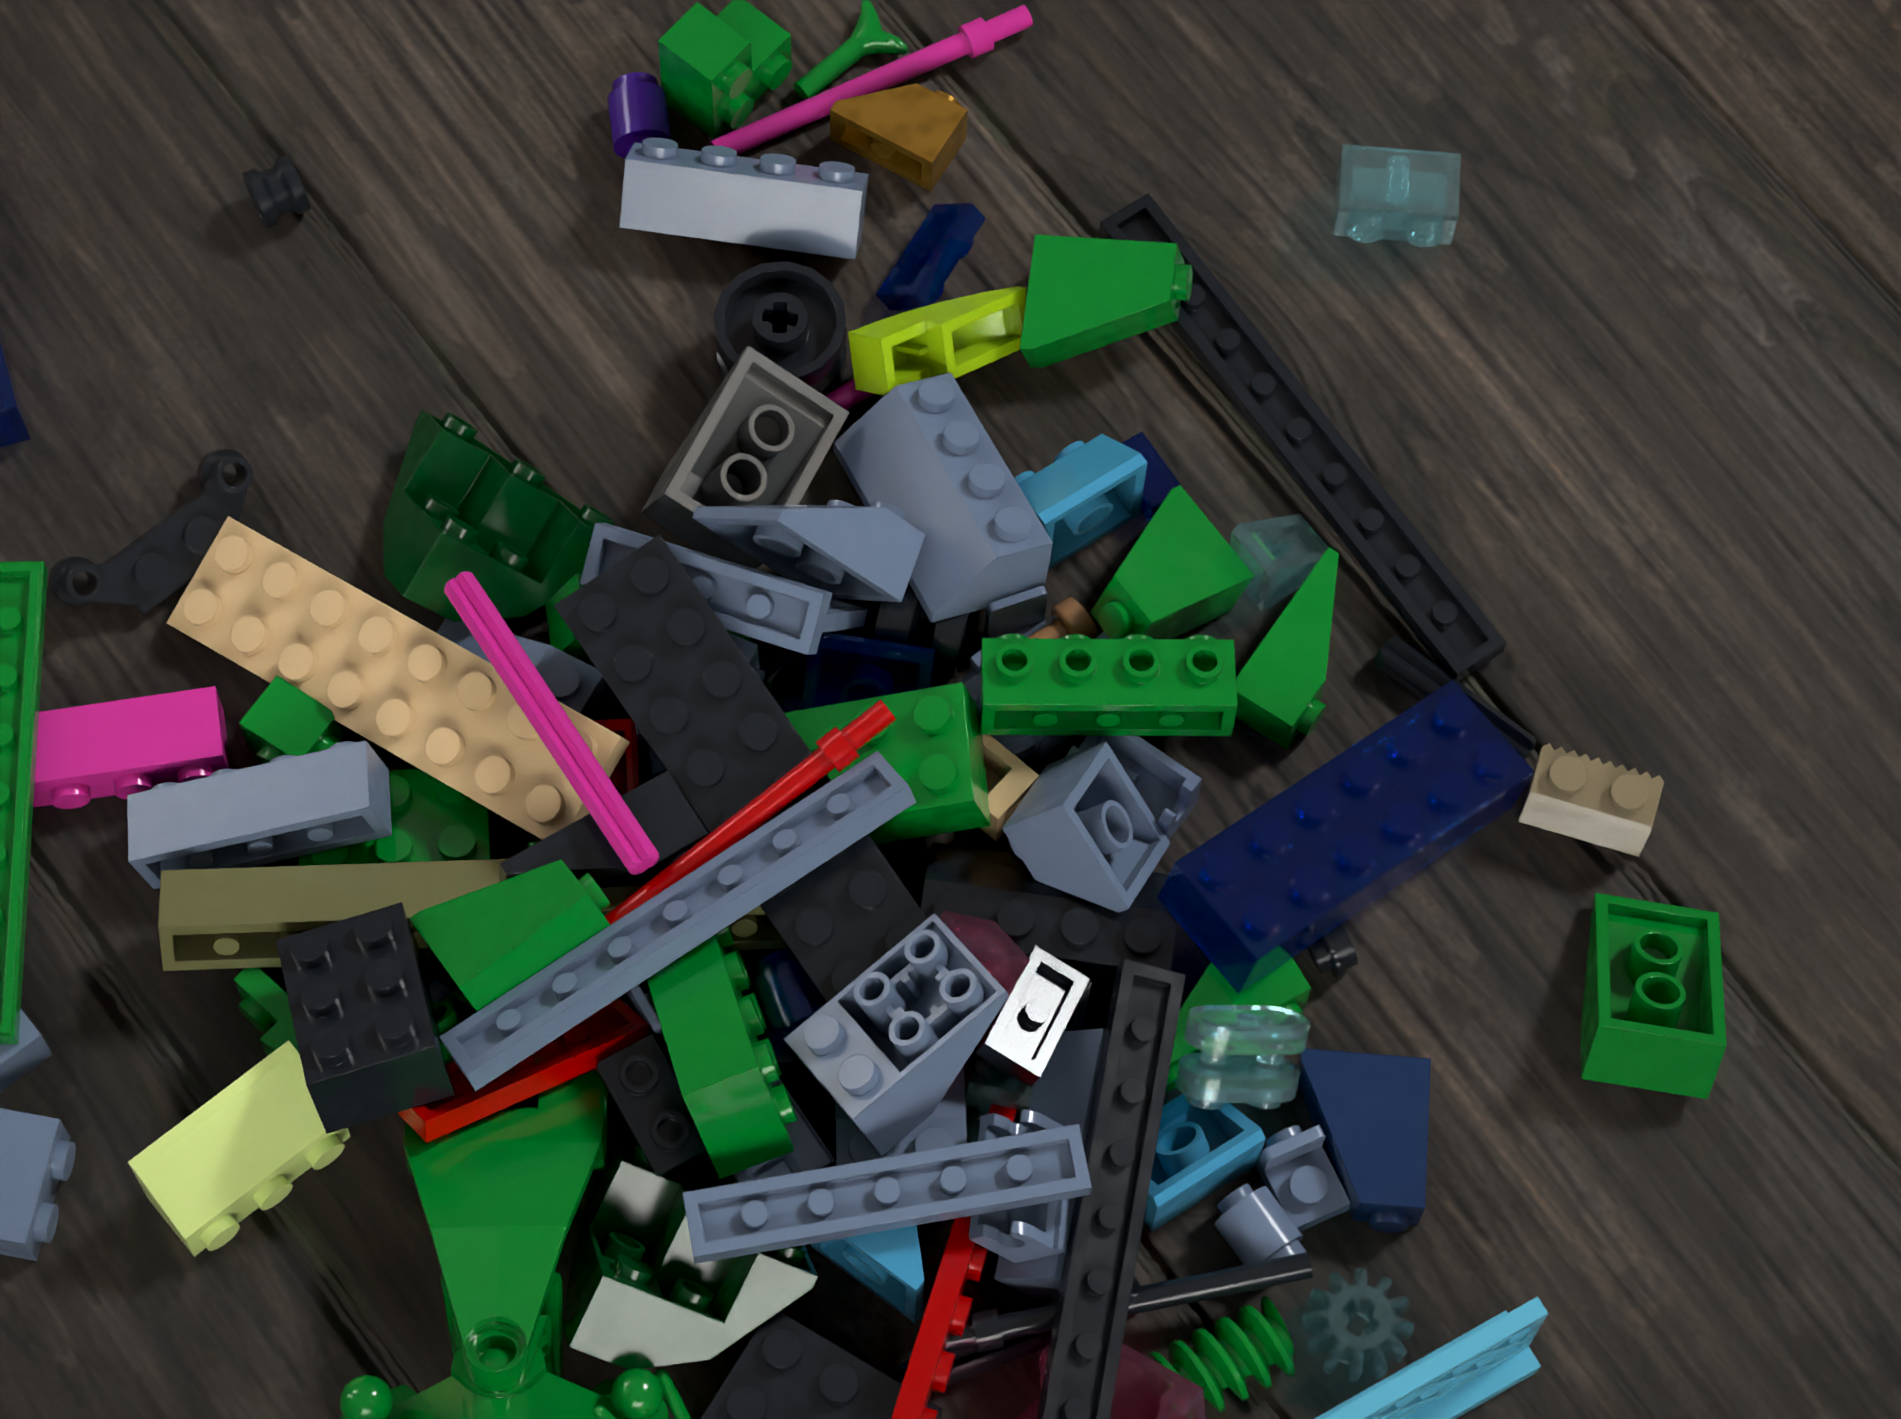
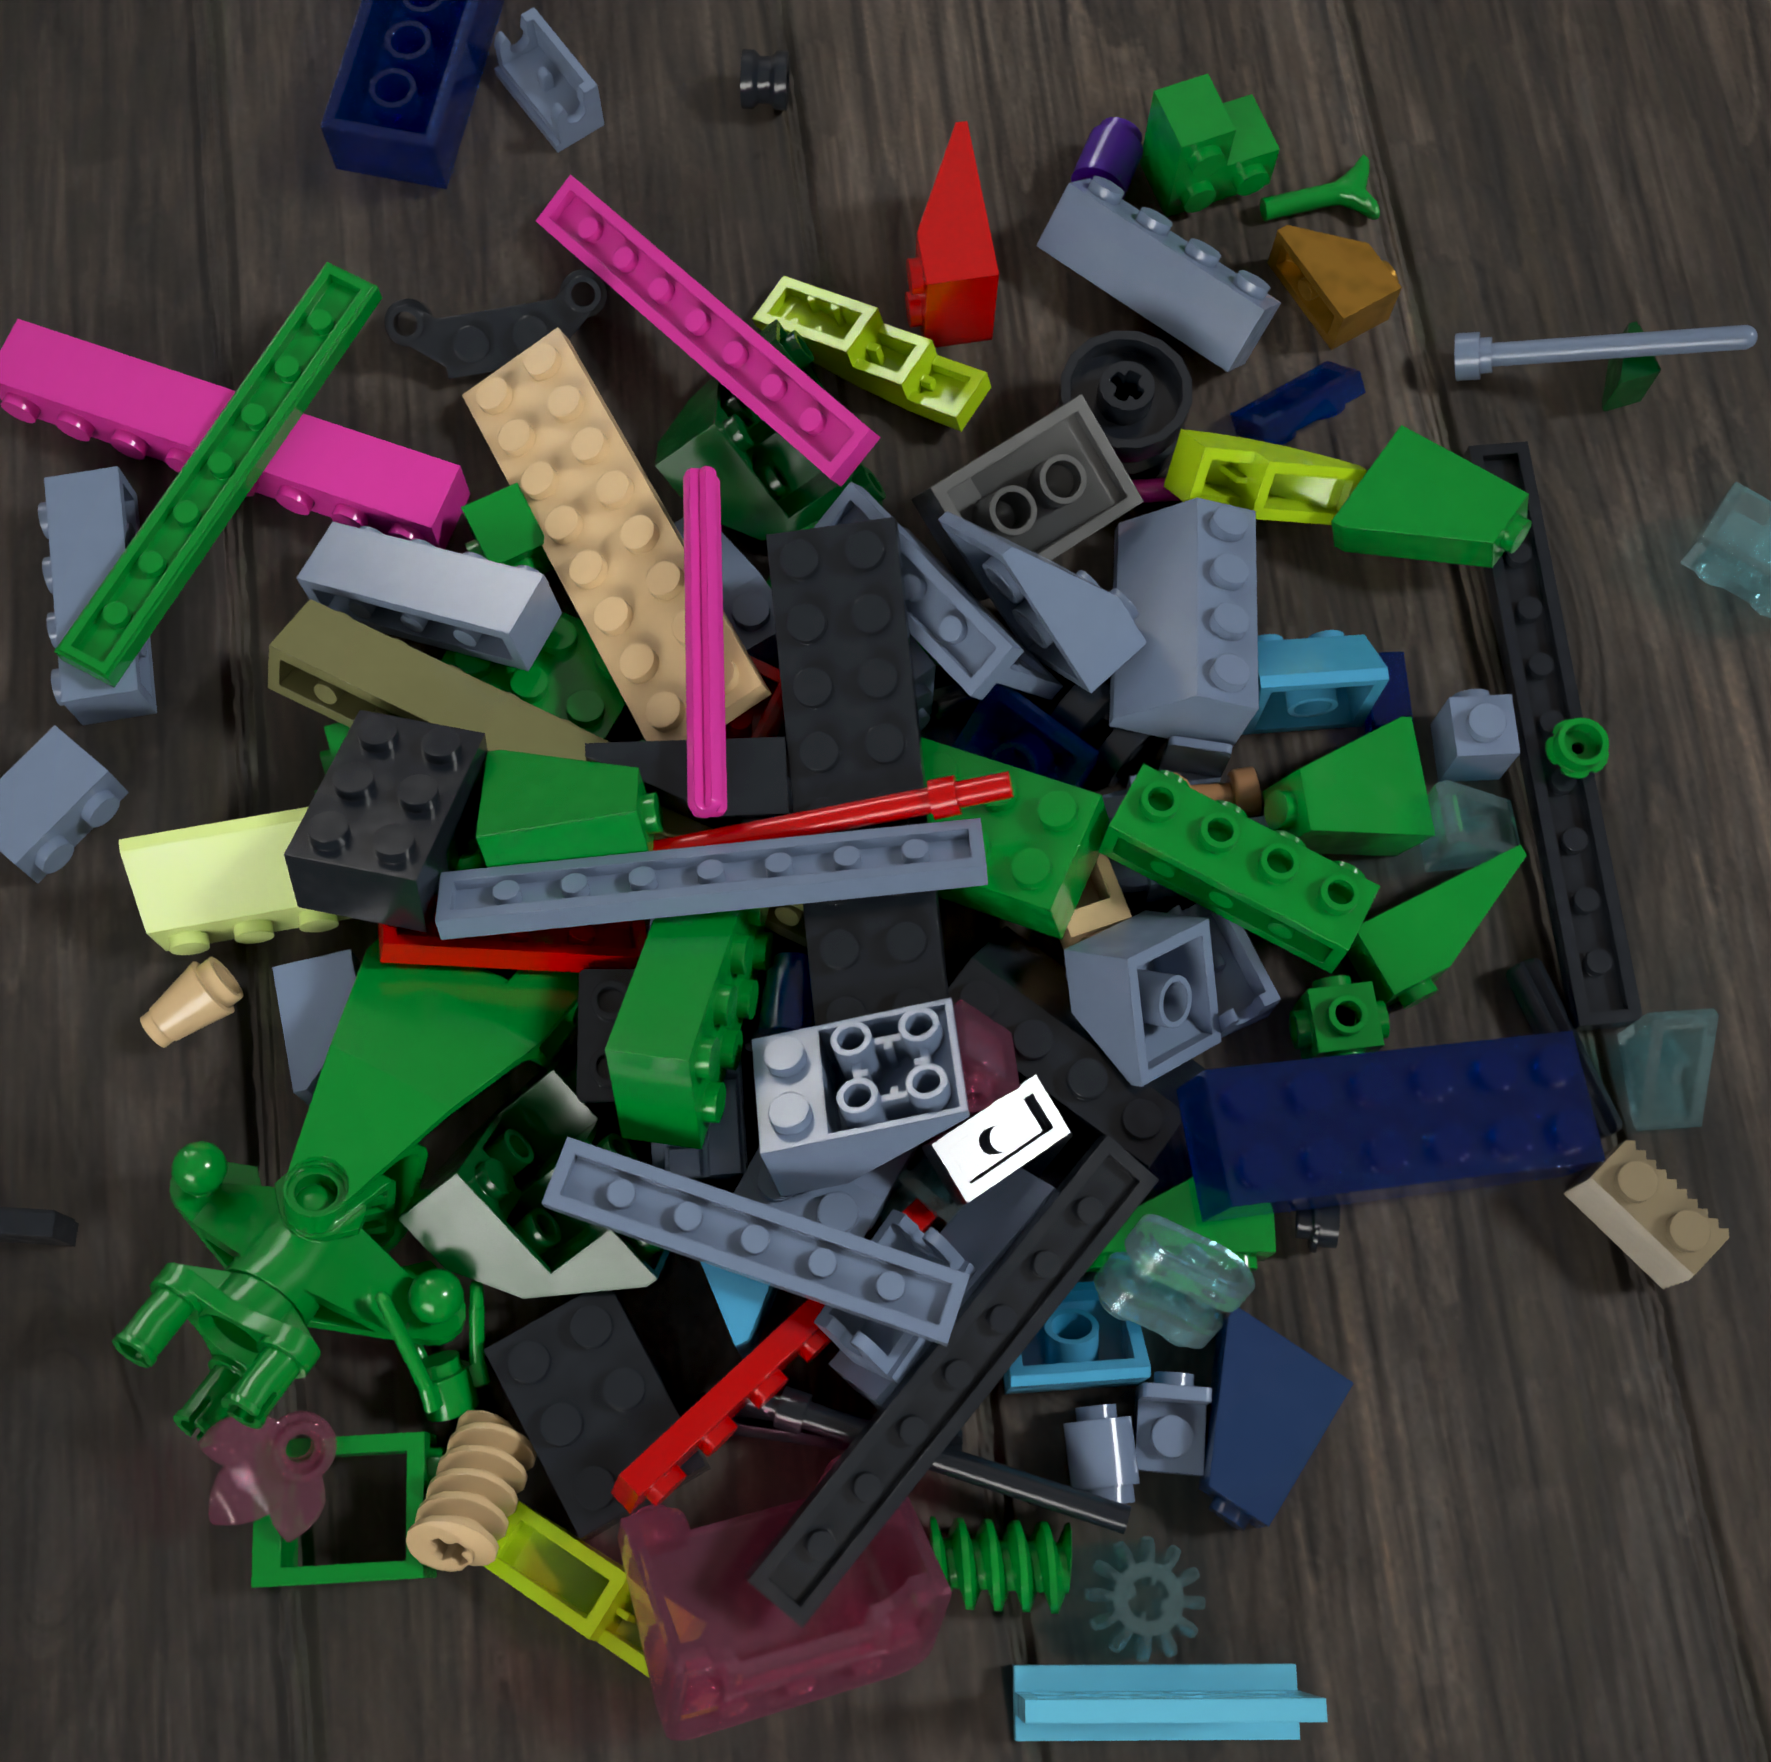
camera: 30 degrees right, 5 degrees up
(71, 291) = (548, 82): none -> sand blue hinge
(253, 1283) = (192, 1002): none -> tan cone
(367, 450) = (709, 332): none -> dark pink plate
(382, 1229) = (310, 1007): none -> sand blue slope
(525, 399) = (875, 356): none -> lime slope
(562, 279) = (955, 260): none -> red slope
(972, 39) = (1442, 234): dark pink bar -> none
(1065, 135) = (1479, 354): none -> sand blue piece
(1201, 85) = (1628, 377): none -> dark green slope
(1237, 777) = (1318, 1031): none -> green brick
(1241, 474) = (1475, 736): none -> sand blue brick
(1337, 426) = (1588, 736): none -> green plate
(1546, 671) = (1668, 1067): none -> clear light blue slope
(1653, 997) = (1606, 1438): green slope -> none

